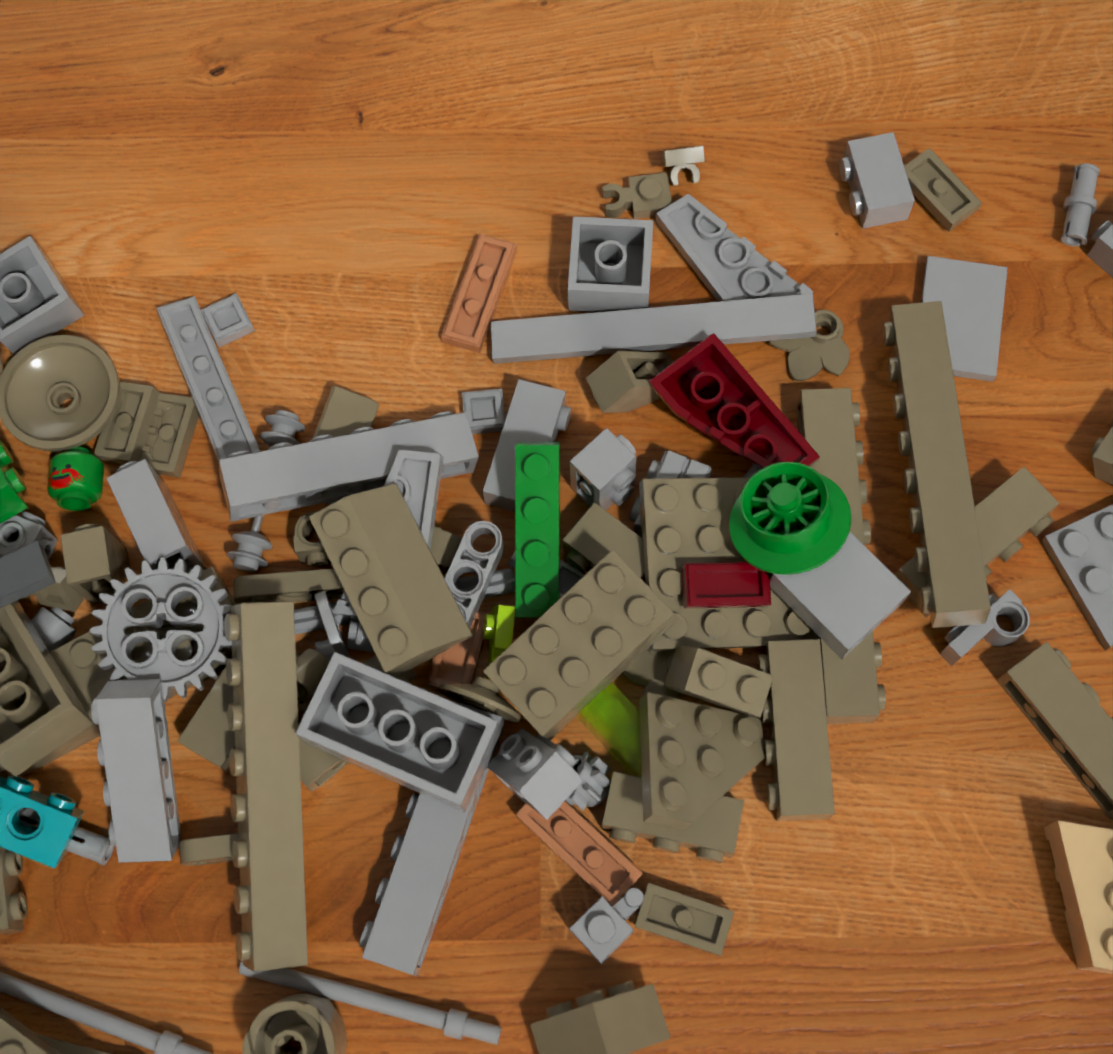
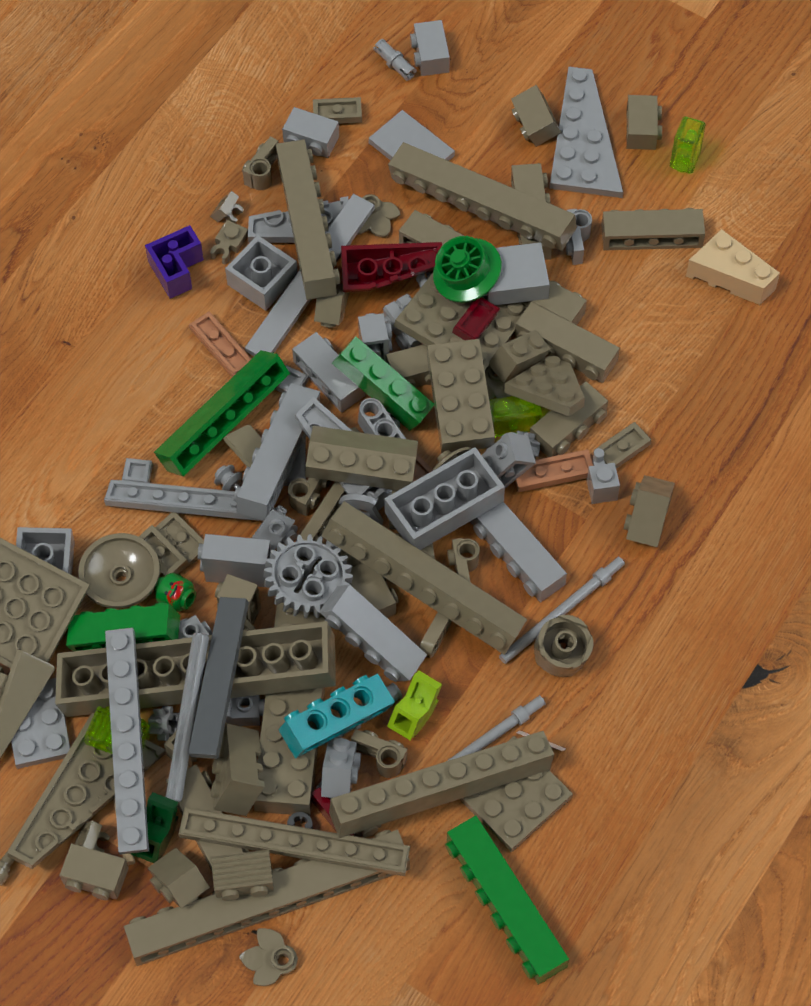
camera: 60 degrees left, 10 degrees down
(84, 895) = (416, 707): none -> lime brick
(225, 535) = (274, 526): none -> light grey hinge
(326, 828) = (462, 564): none -> dark tan plate
(368, 359) = (222, 413): none -> green brick
(498, 630) = (425, 441): lime plate -> none
(552, 144) = (172, 256): none -> dark purple brick
(722, 264) = (306, 220): none -> dark tan brick
(783, 153) = (261, 164): none -> dark tan plate

